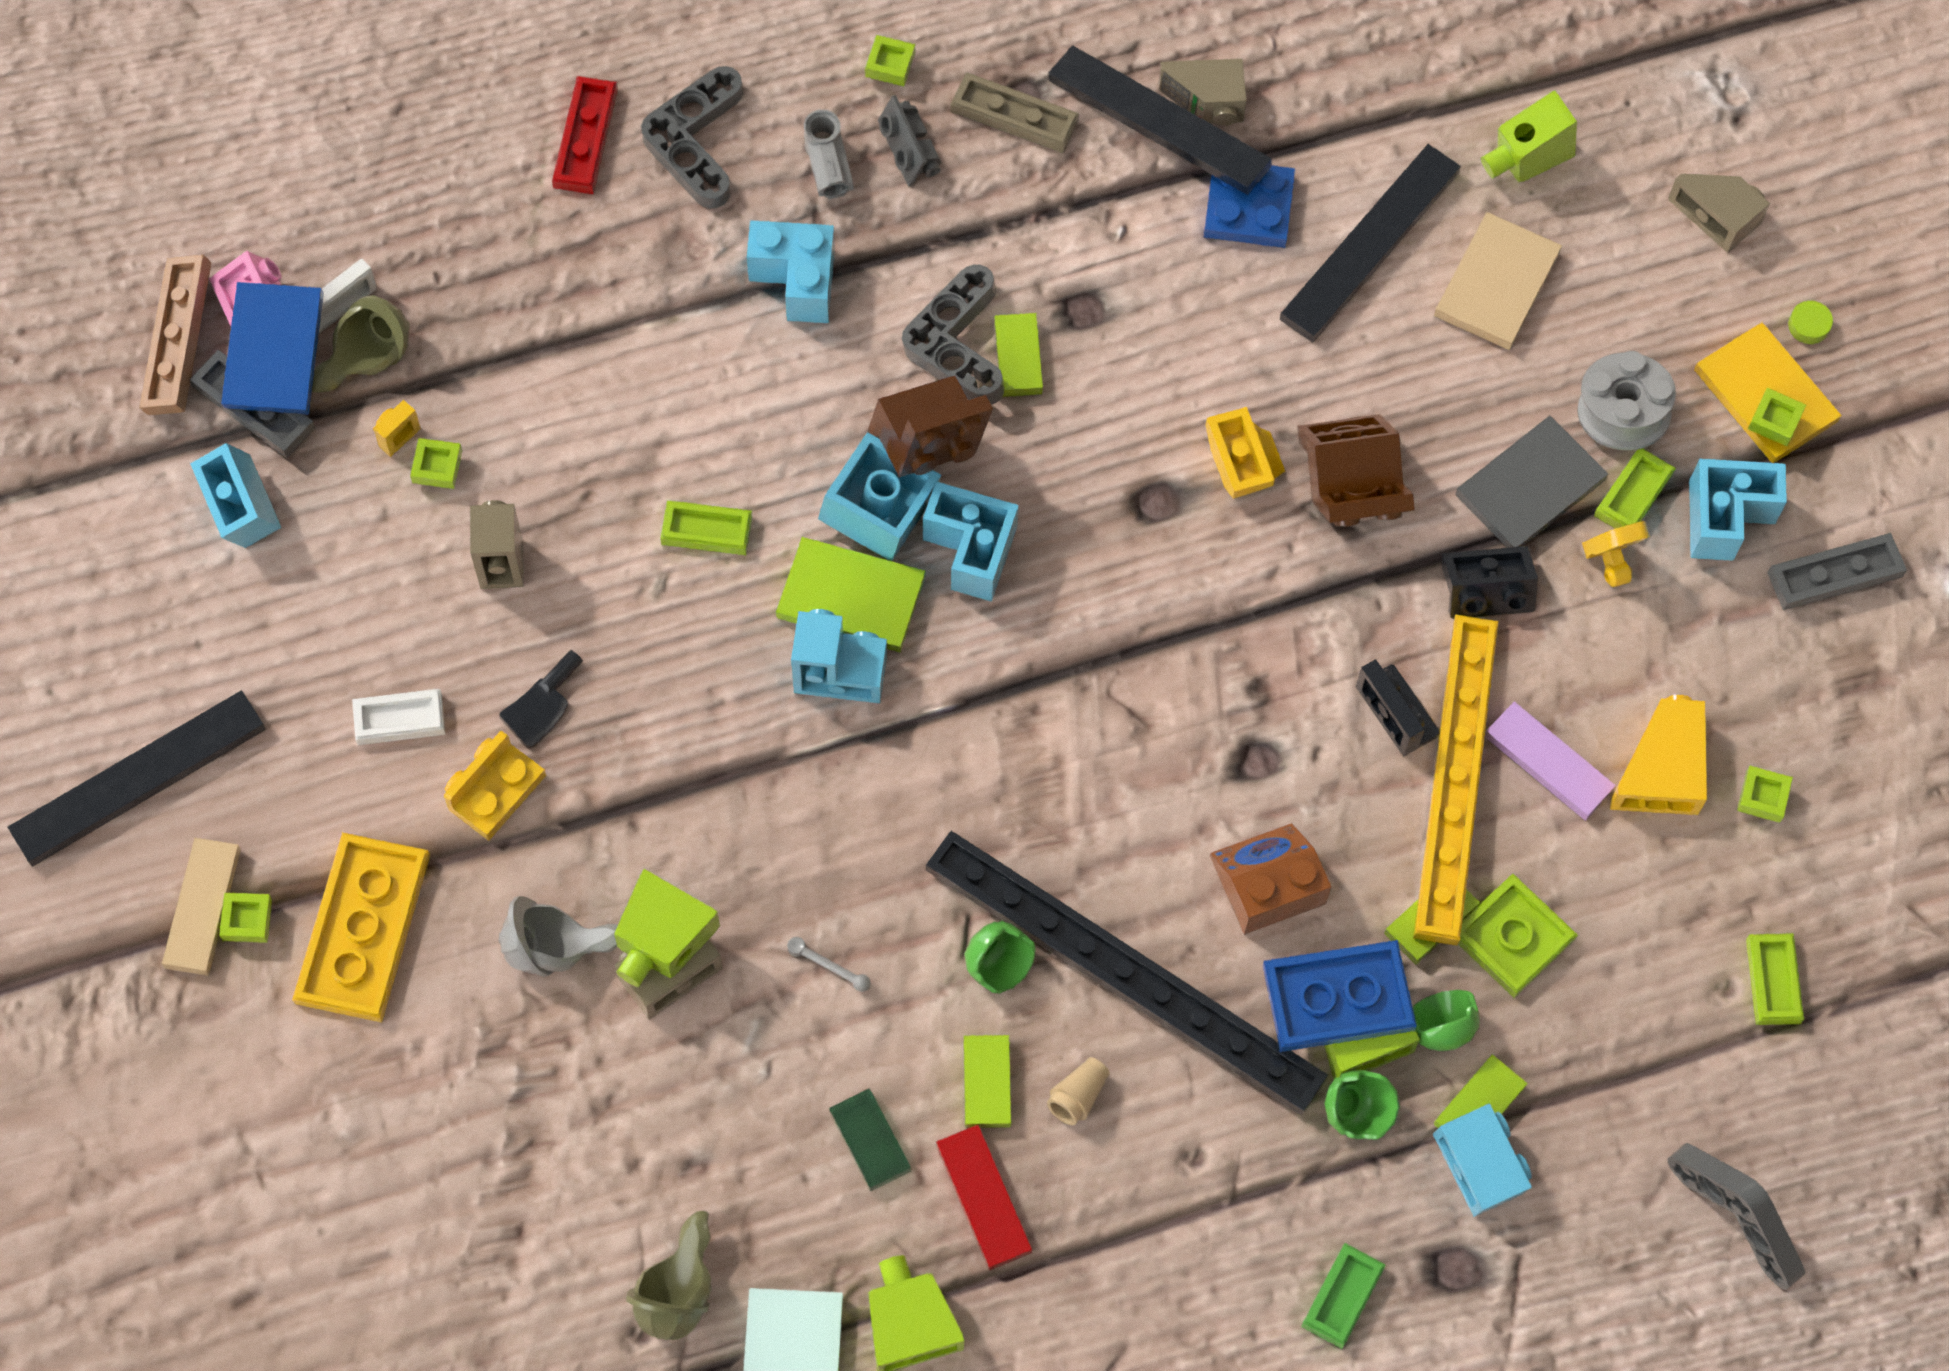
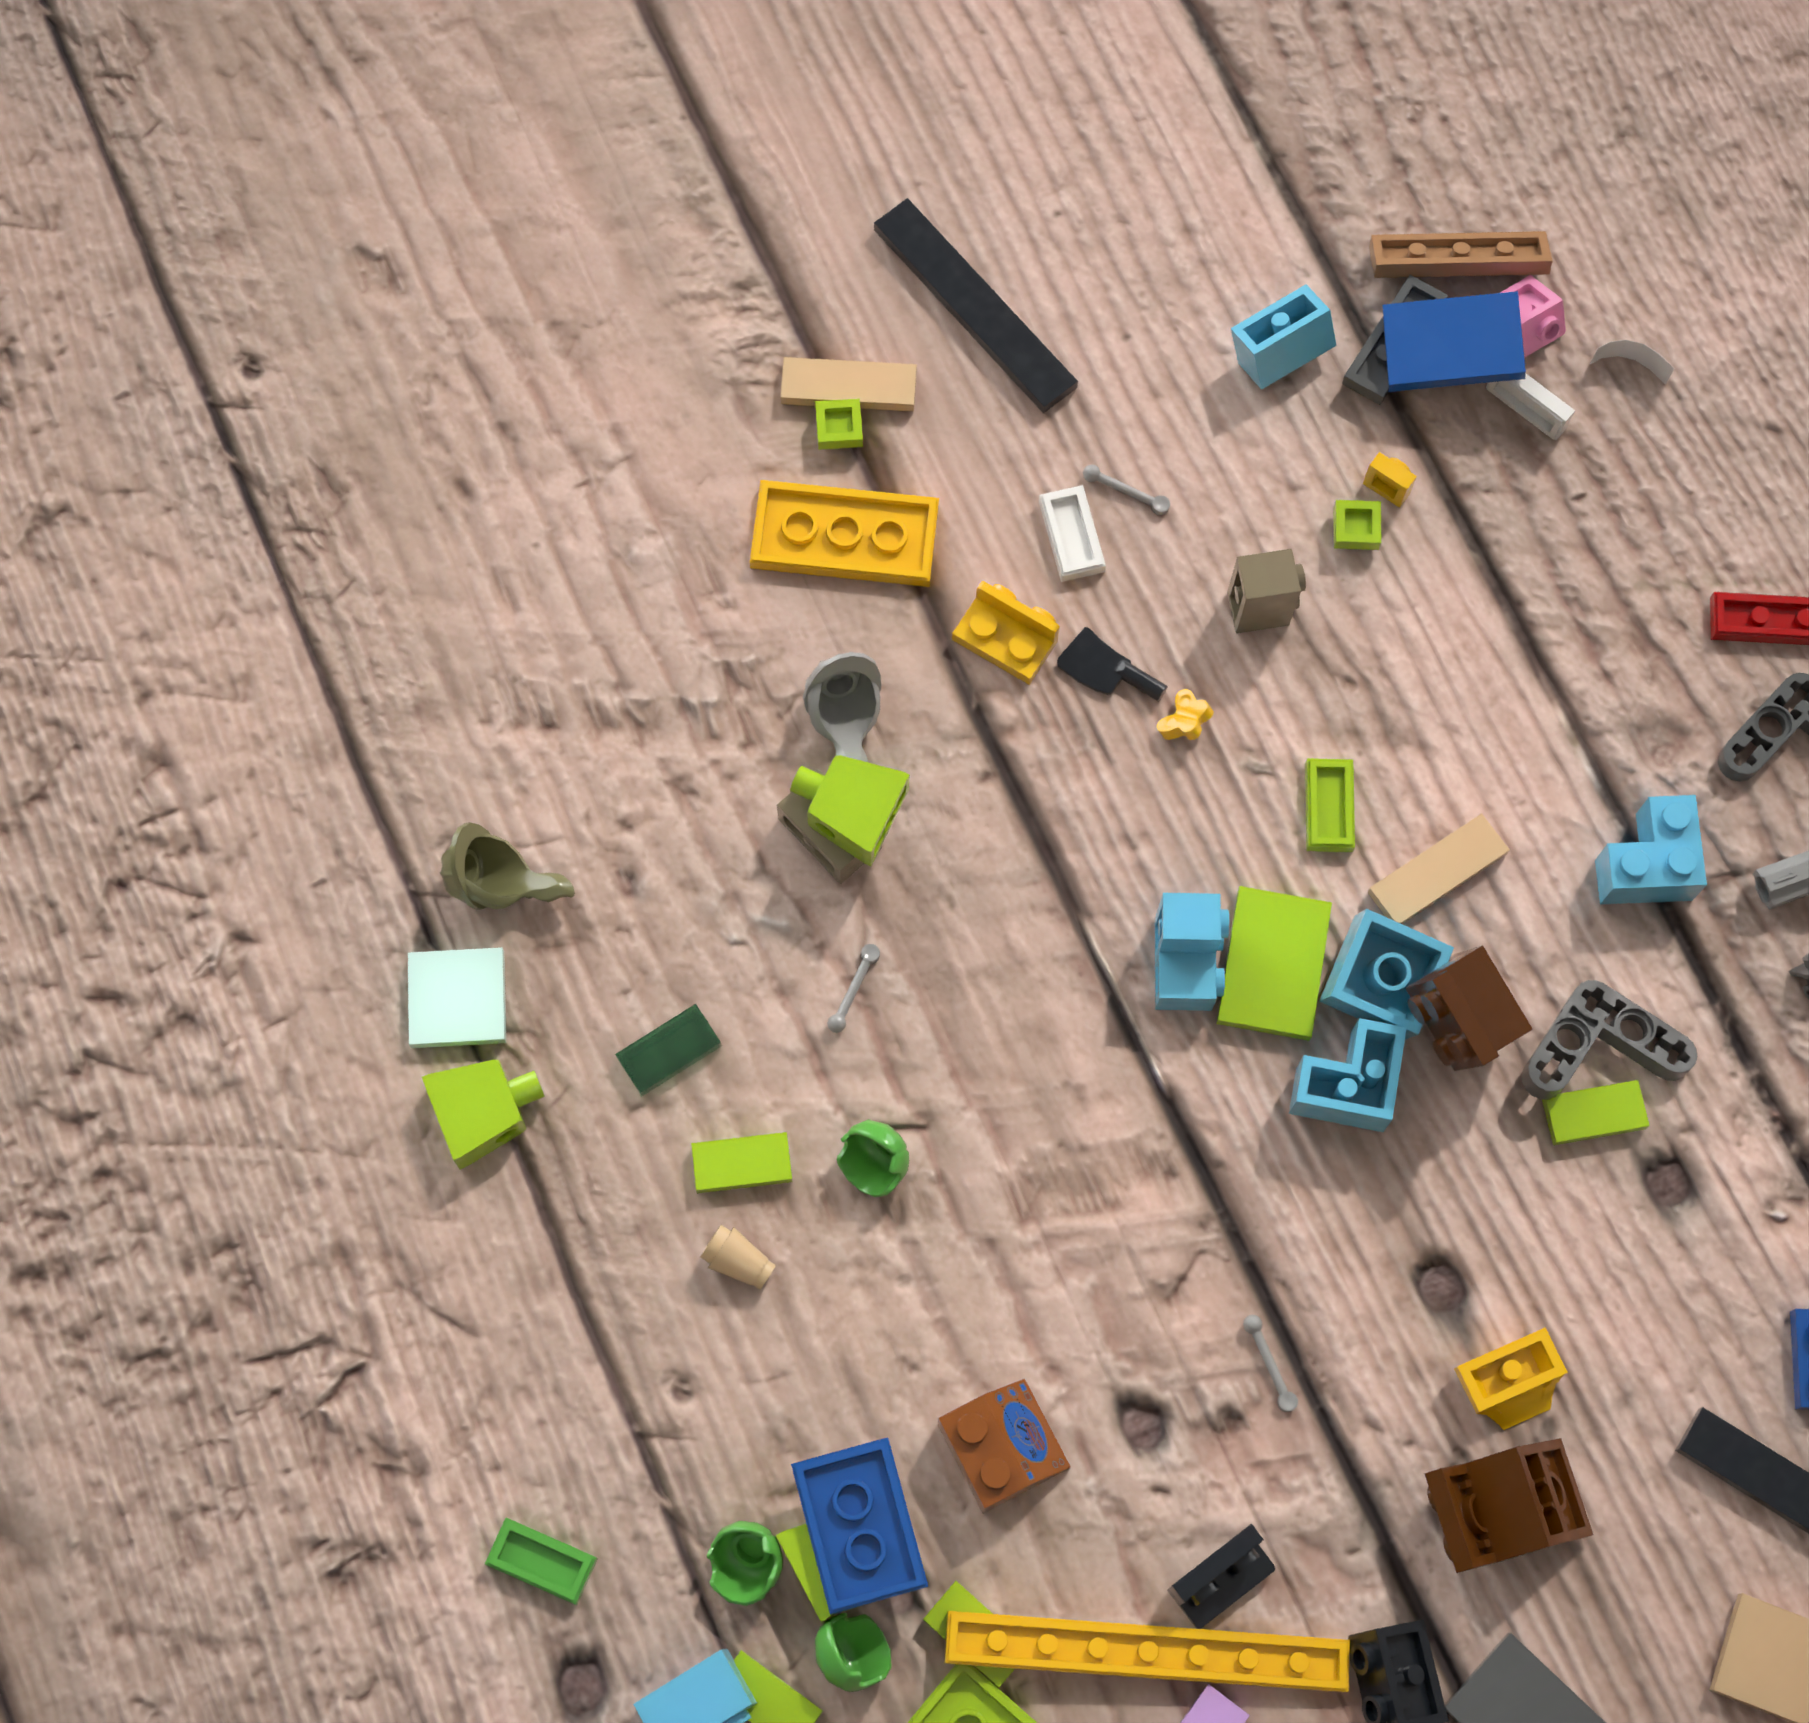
camera: 85 degrees right, 5 degrees up
(311, 196) = (1638, 352): none -> white sticker
(364, 342) = (1481, 433): olive piece -> none
(382, 636) = (1159, 504): none -> light grey hinge
(605, 636) = (1188, 717): none -> yellow piece
(782, 446) = (1438, 870): none -> tan tile
(983, 1197) = (617, 1171): red tile -> none
(1126, 973) = (873, 1297): black plate -> none
(1246, 639) = (1287, 1400): none -> light grey hinge

